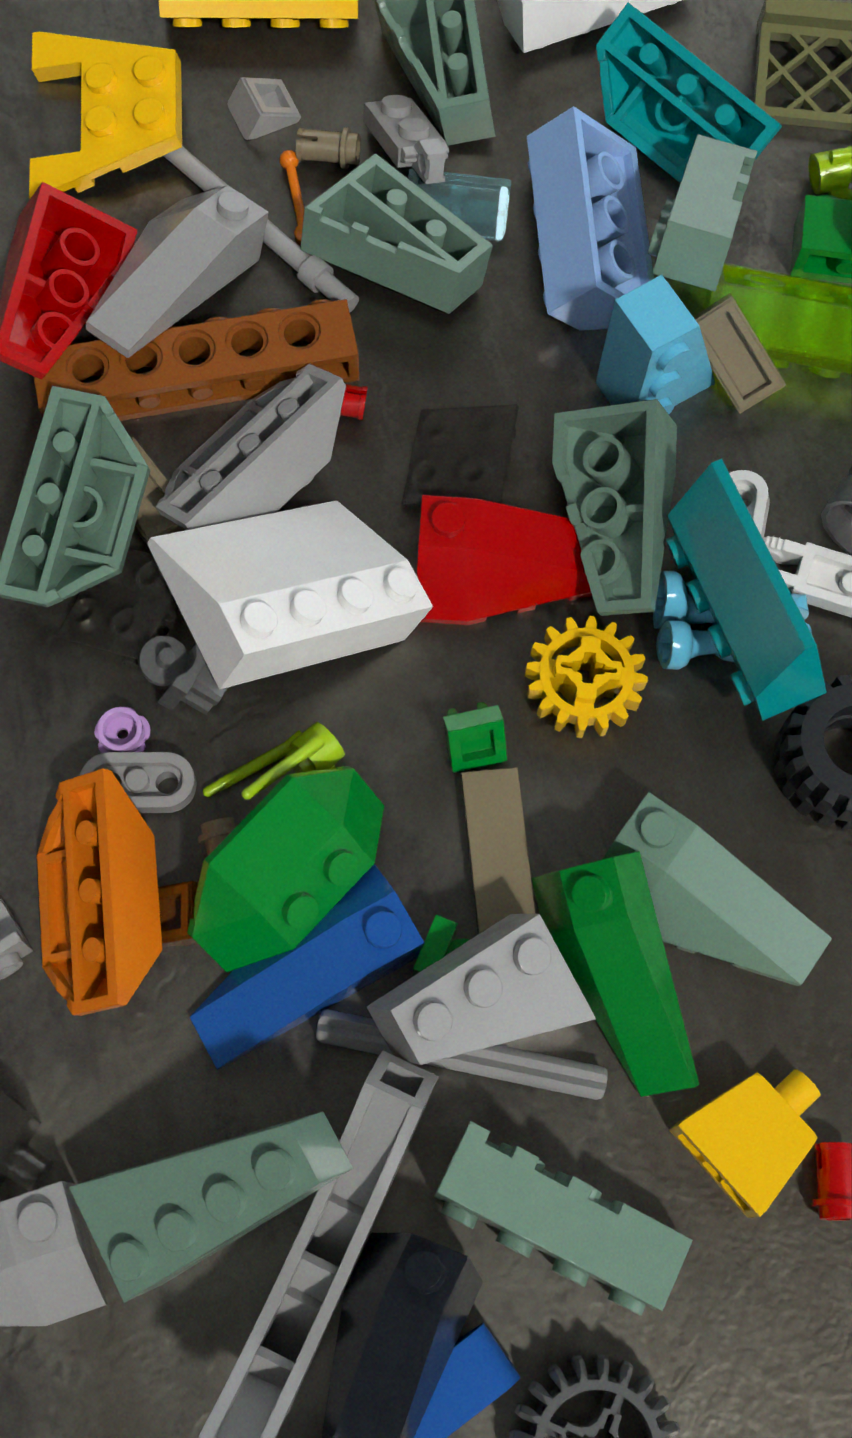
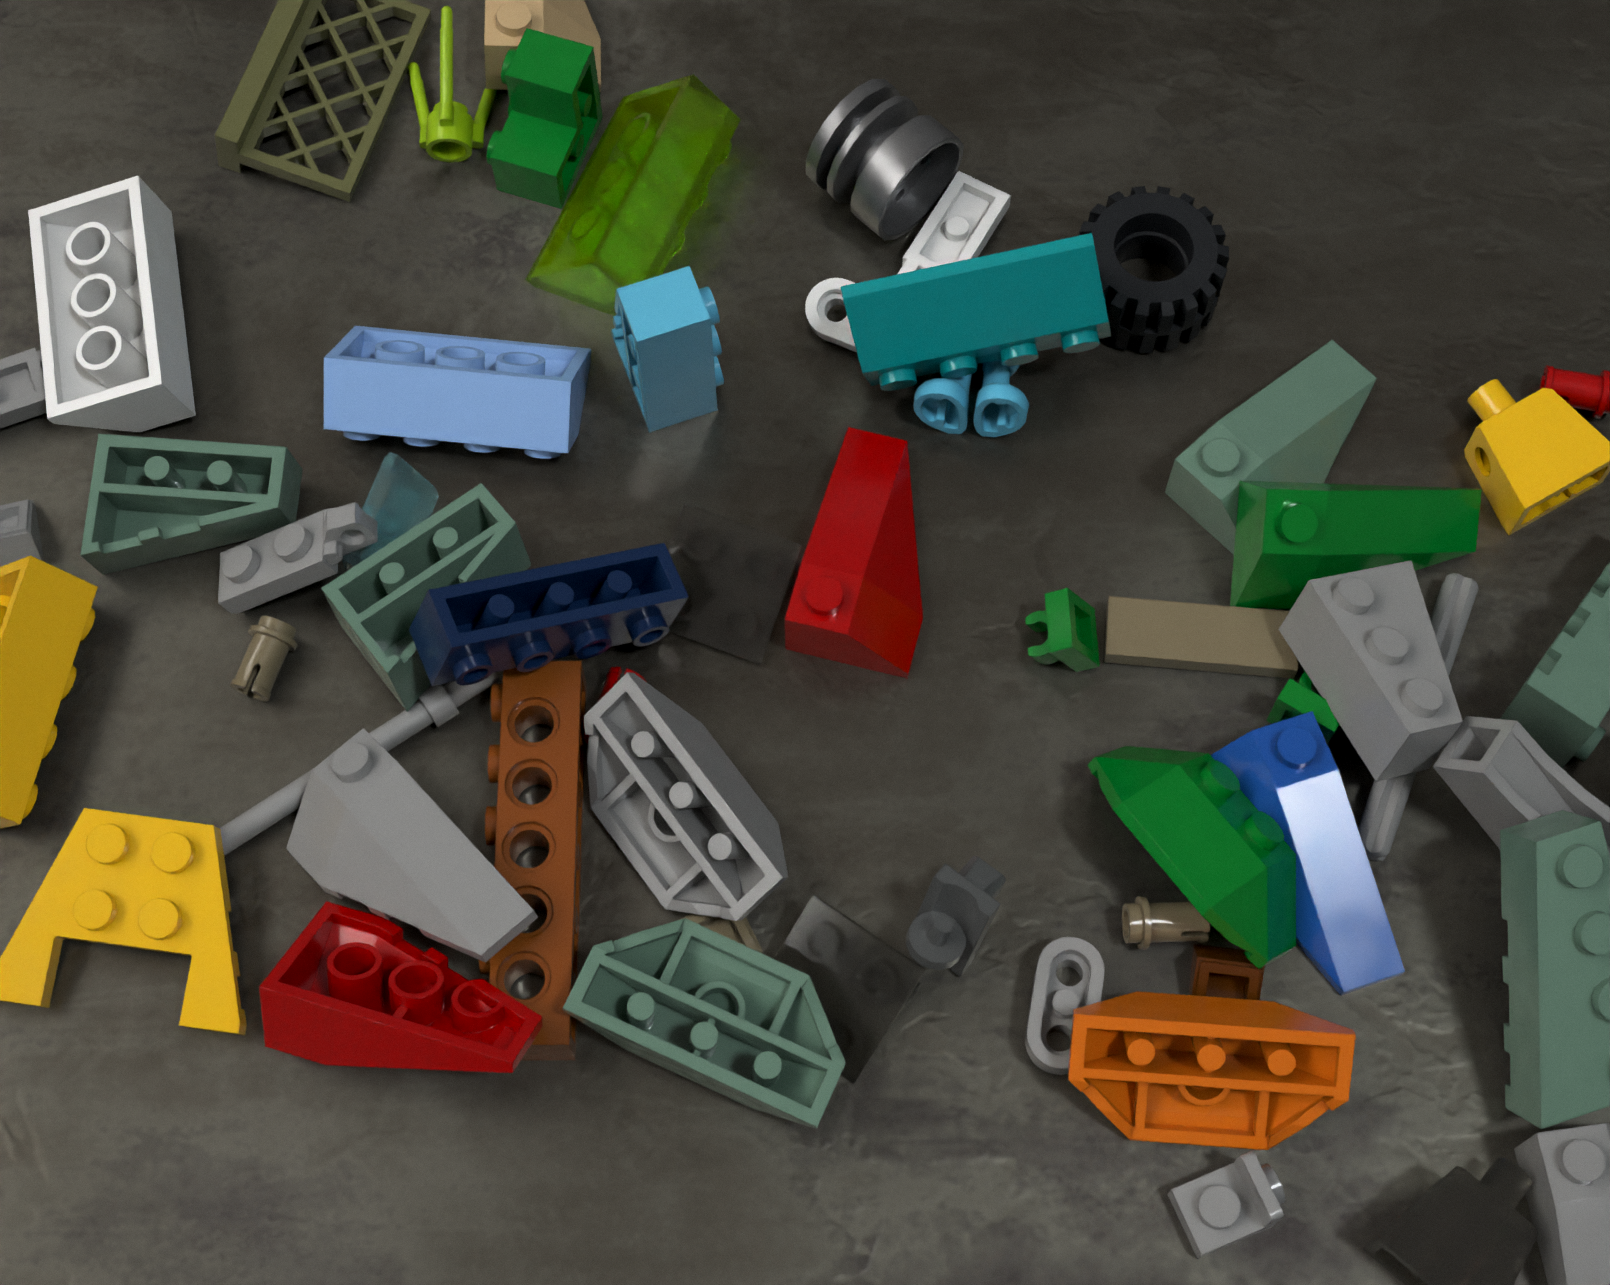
camera: 75 degrees left, 5 degrees down
(122, 719) = (997, 1000): lavender plate -> none
(262, 107) = (177, 731): light grey slope -> none
(288, 590) = (875, 782): white slope -> none
(289, 163) = (372, 711): orange hinge -> none
(303, 752) = (1064, 809): lime plant -> none
(381, 311) = (547, 614): none -> dark blue brick
(564, 676) = (989, 494): yellow gear -> none
(618, 494) = (813, 426): sand green wedge -> none
(666, 95) = (331, 260): teal wedge -> none
(701, 221) = (507, 260): sand green wedge -> none
(737, 354) = (653, 259): dark tan tile -> none

